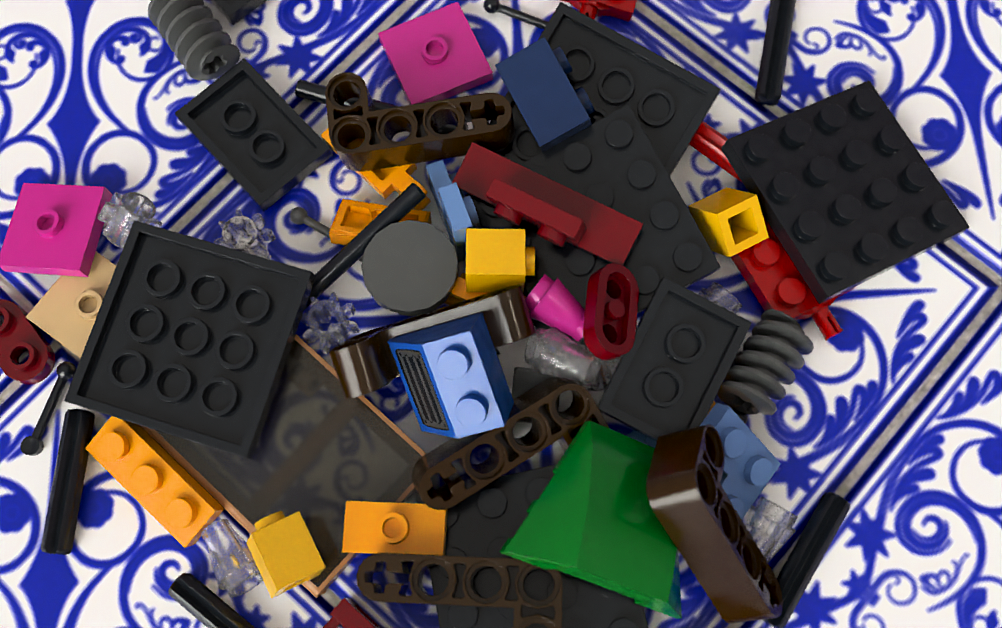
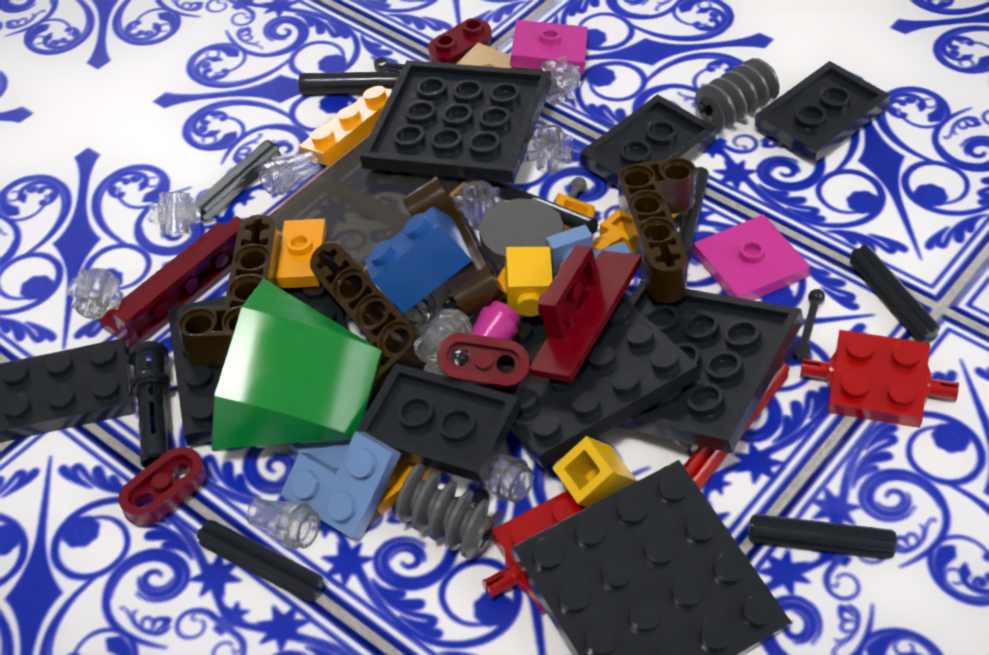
camera: 90 degrees right, 25 degrees down
(284, 552) = (284, 184): yellow brick -> none
(545, 94) = (697, 302): dark blue brick -> none
(706, 527) = (276, 447): dark brown beam -> none

